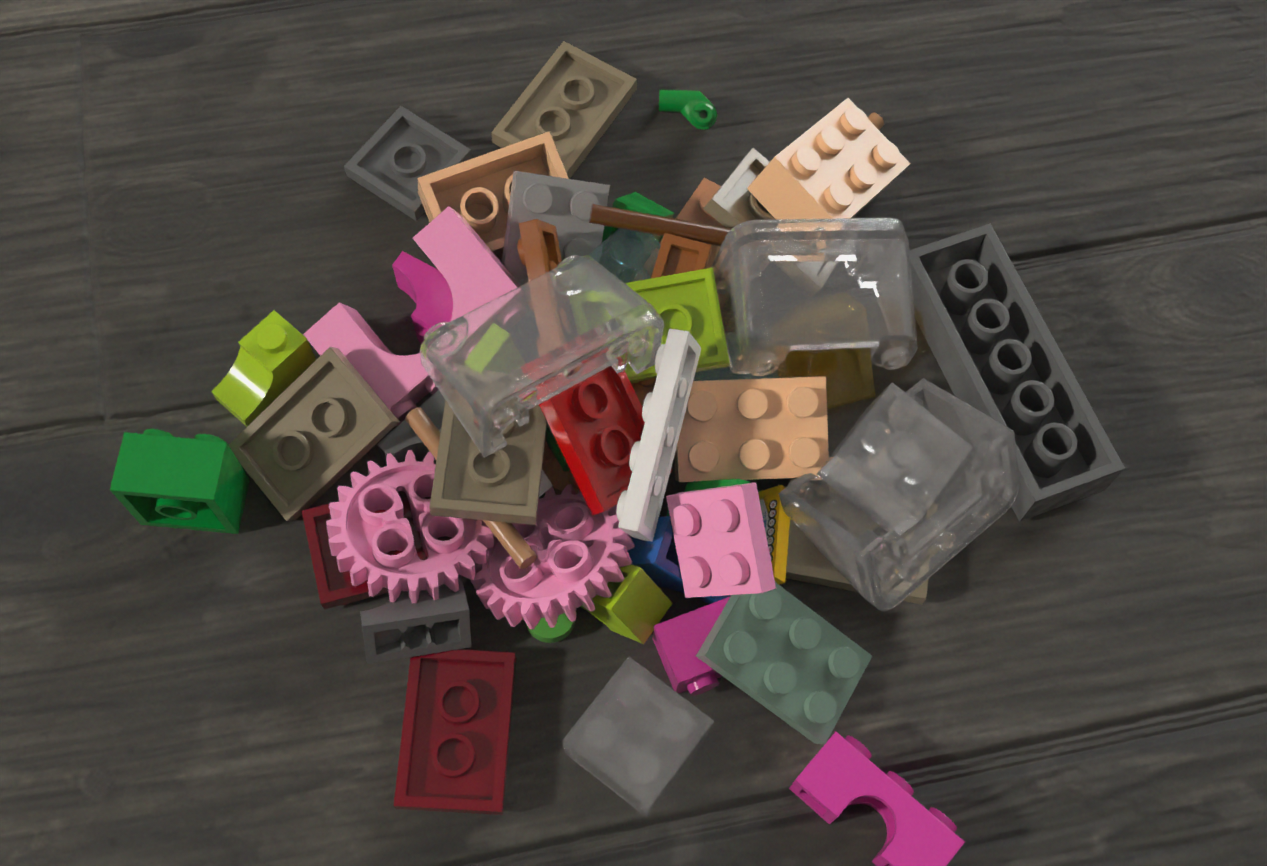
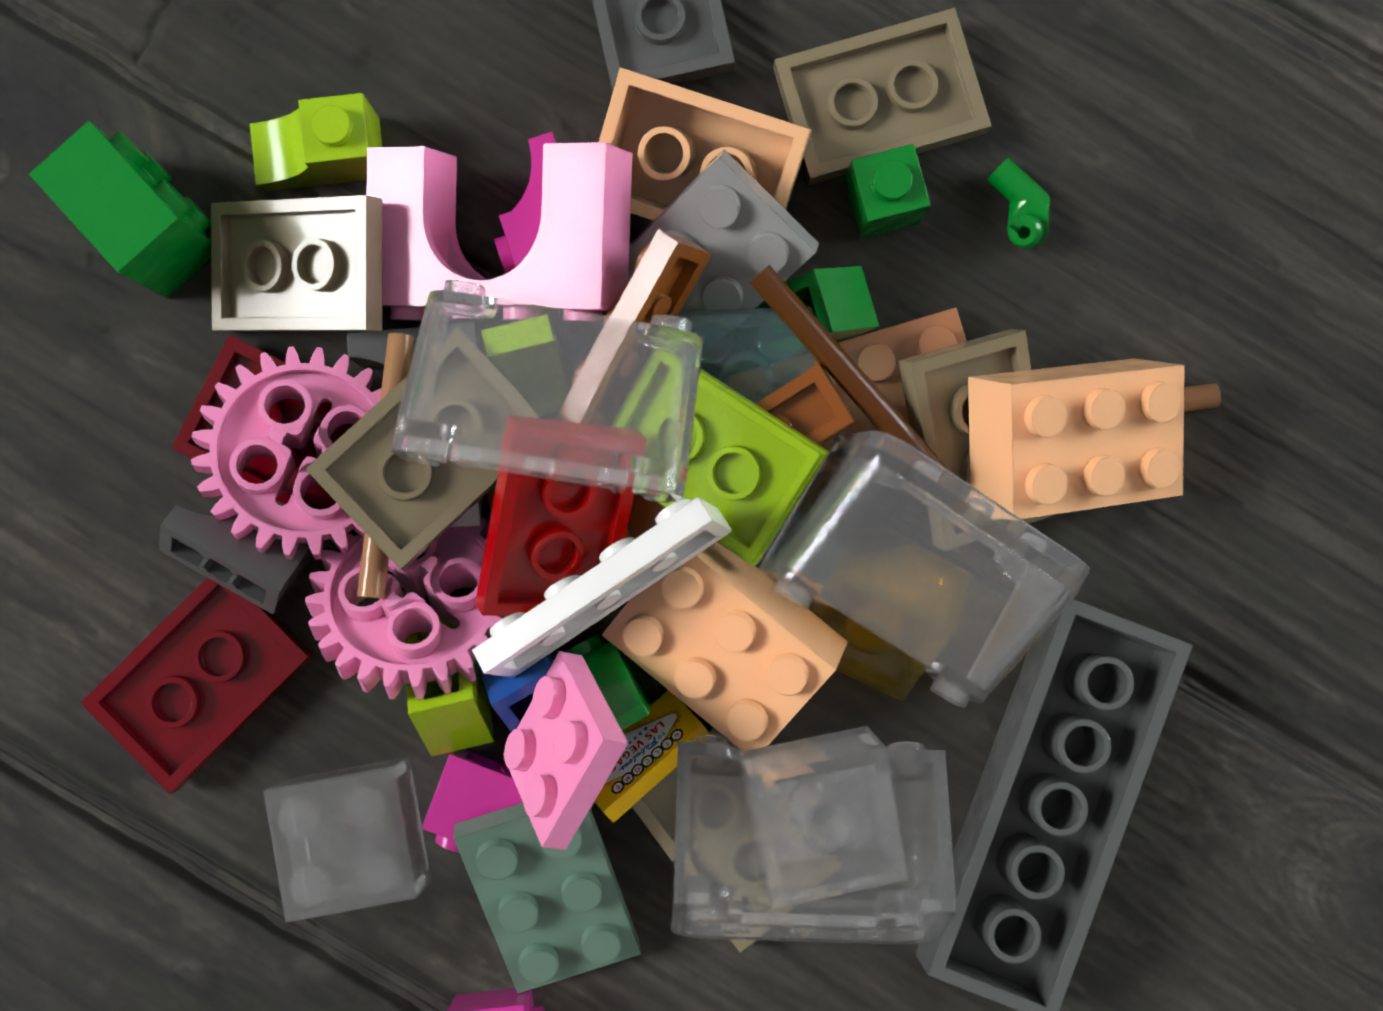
camera: 45 degrees right, 20 degrees up
(613, 149) = (886, 191): none -> green brick

